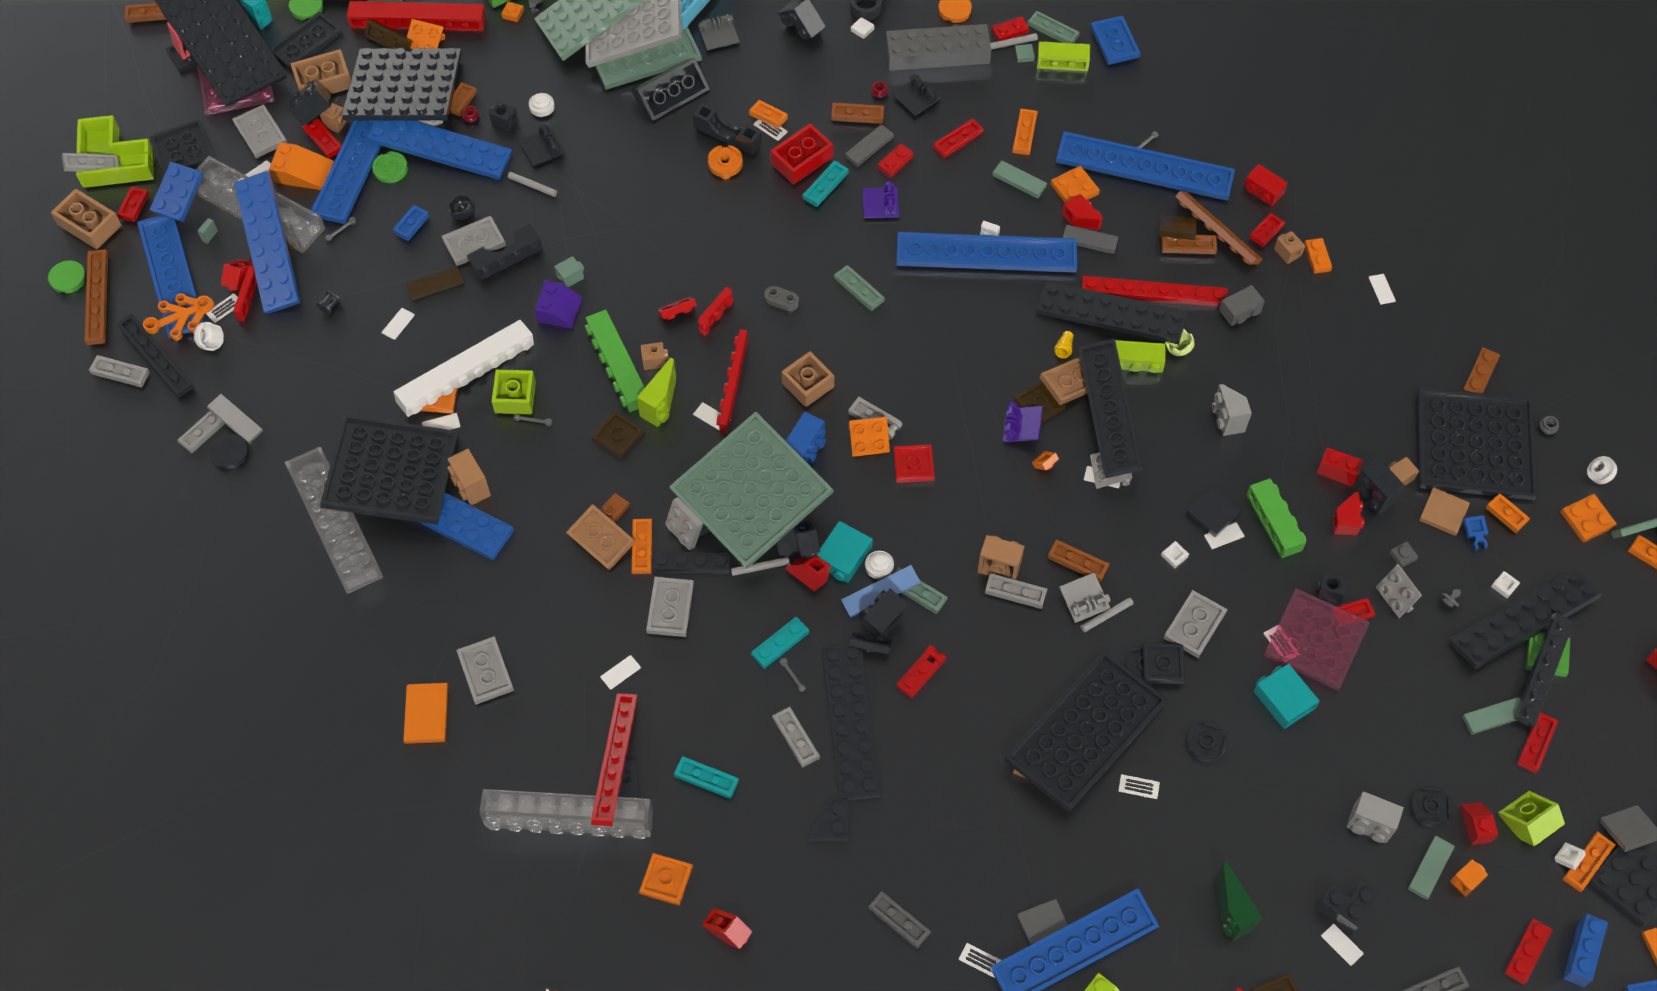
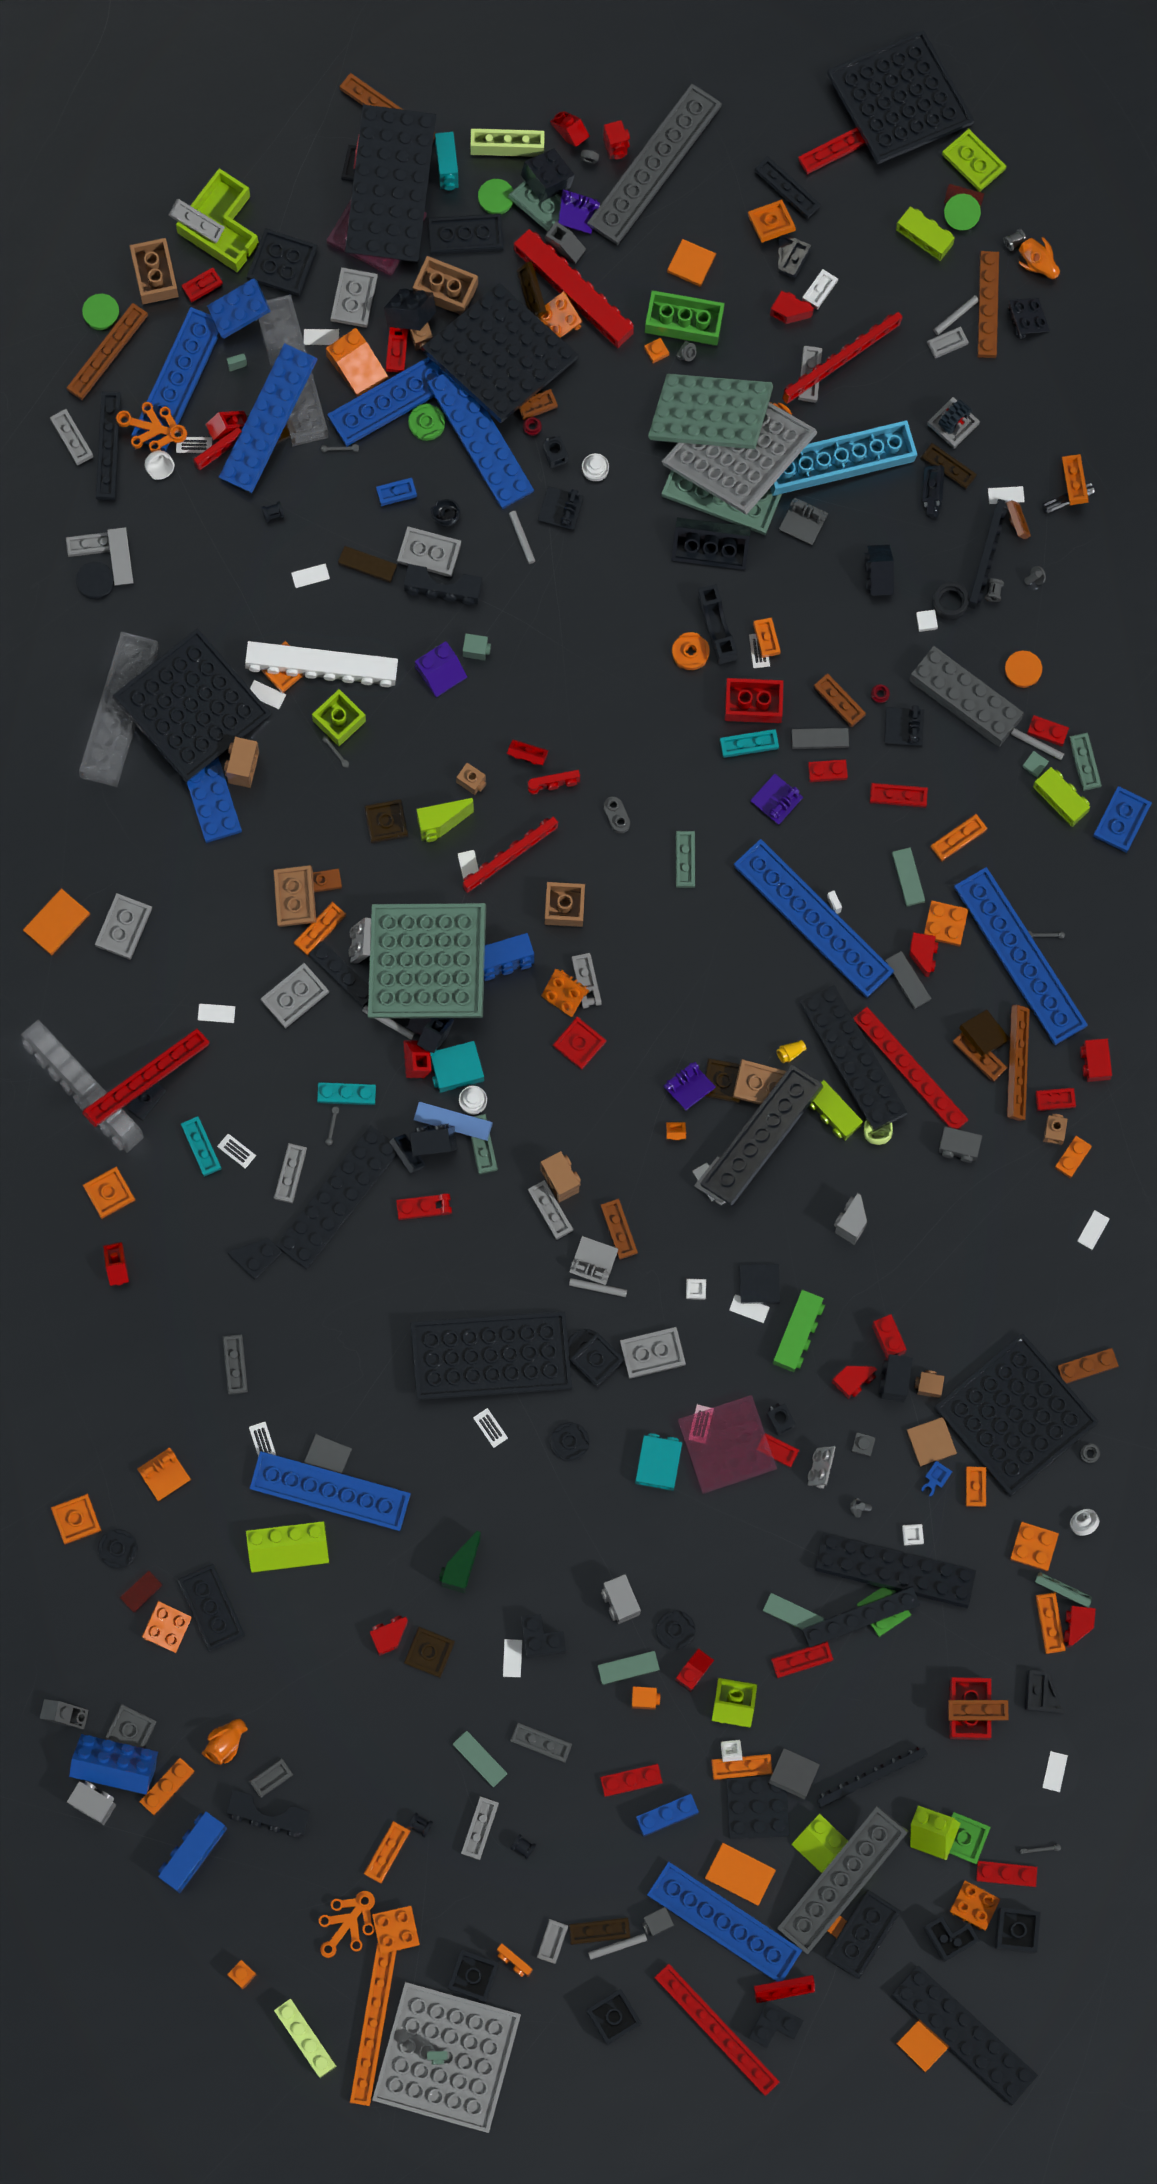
camera: 40 degrees right, 15 degrees up
(616, 359) = (441, 755): bright green brick -> none
(736, 758) = (236, 1151): none -> white sticker

